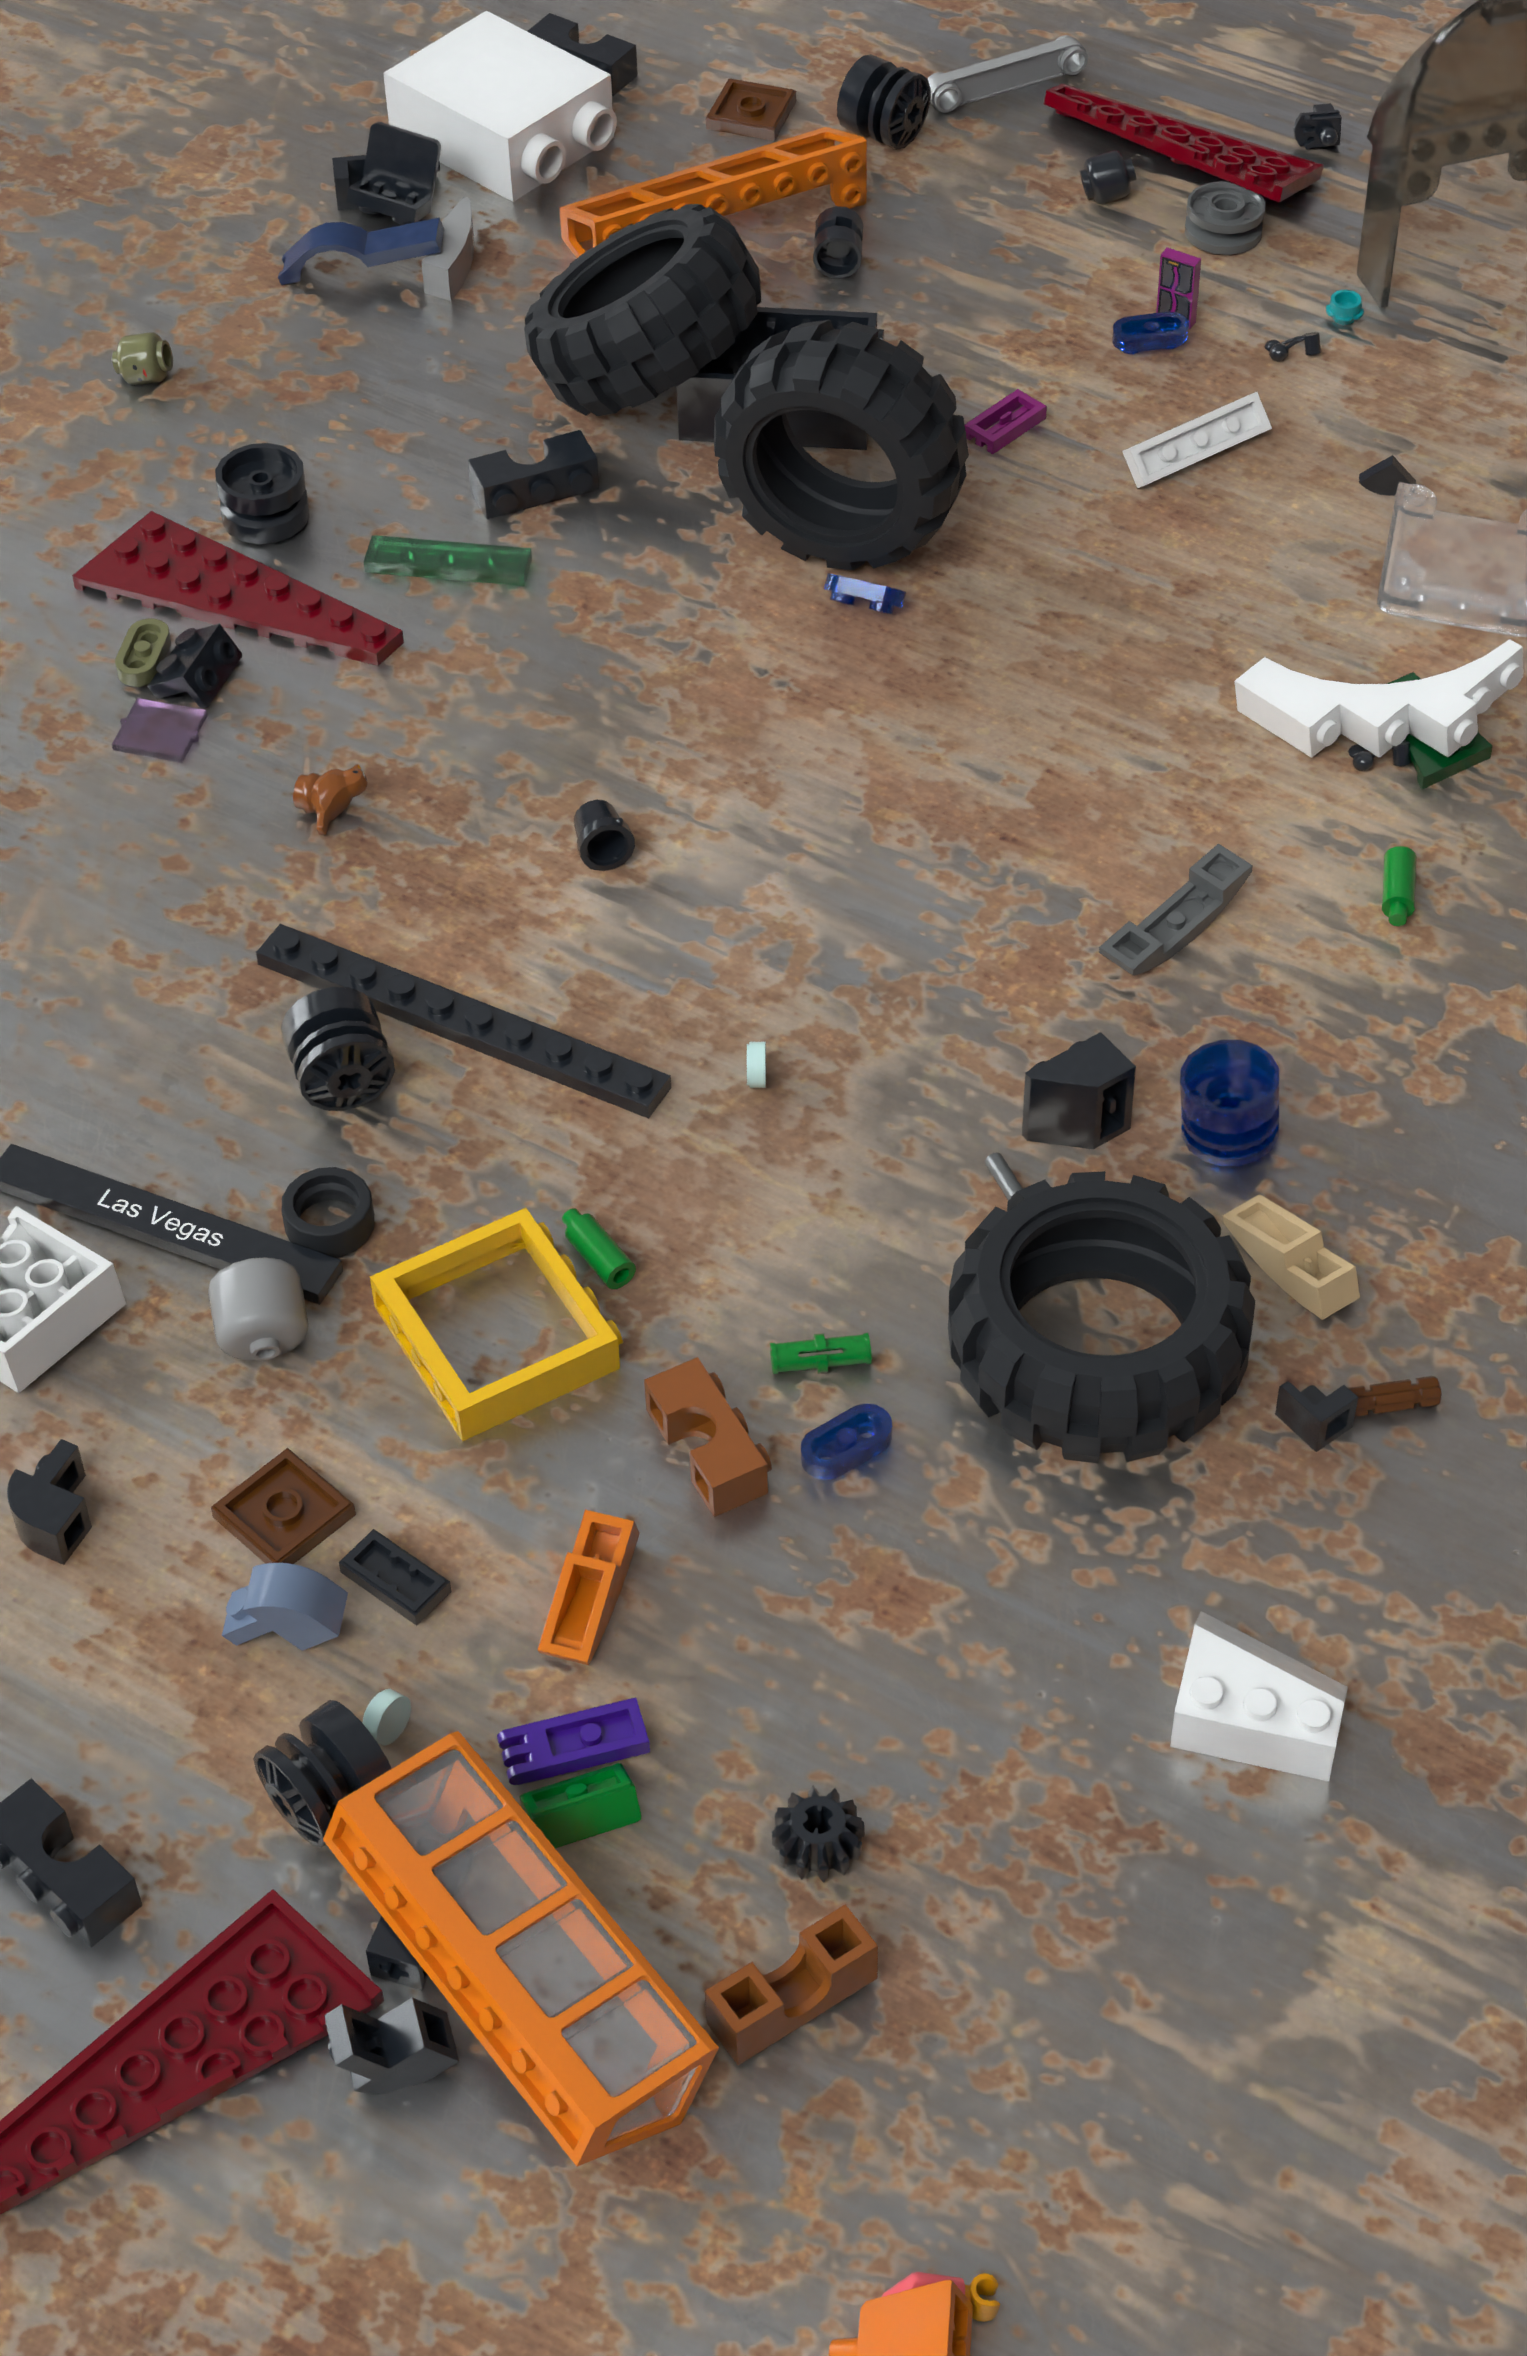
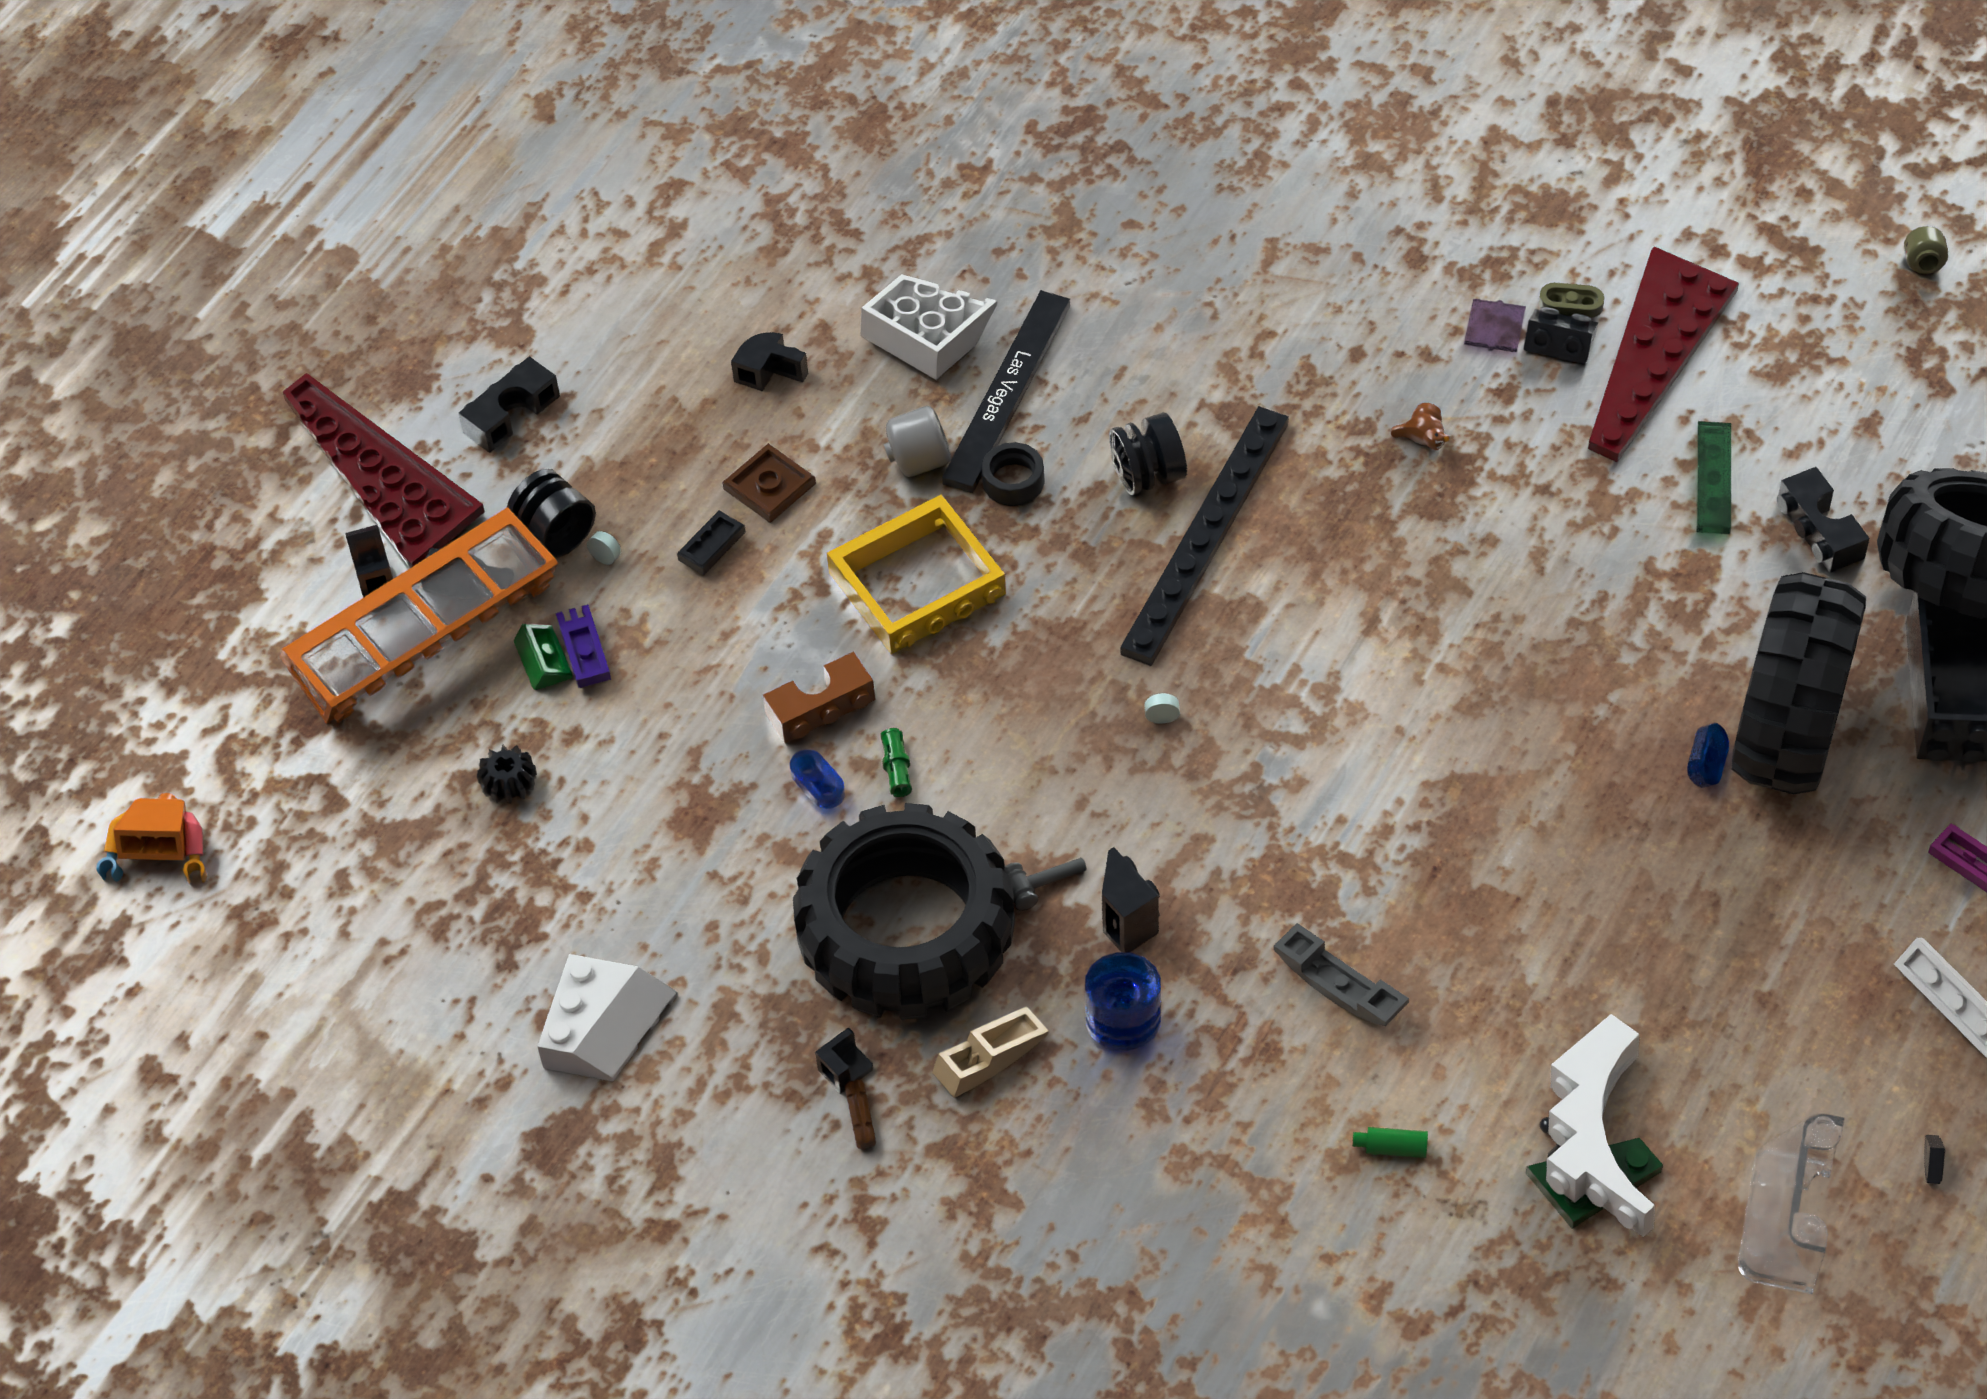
camera: 90 degrees right, 5 degrees up
(262, 493) = (1758, 342): black wheel -> none
(286, 1600) = (680, 485): sand blue brick -> none
(589, 1587) = (700, 643): orange slope -> none
(598, 1249) = (987, 628): green cylinder -> none
(602, 836) = (1394, 596): black piece -> none
(828, 1966) = (401, 771): dark orange arch -> none

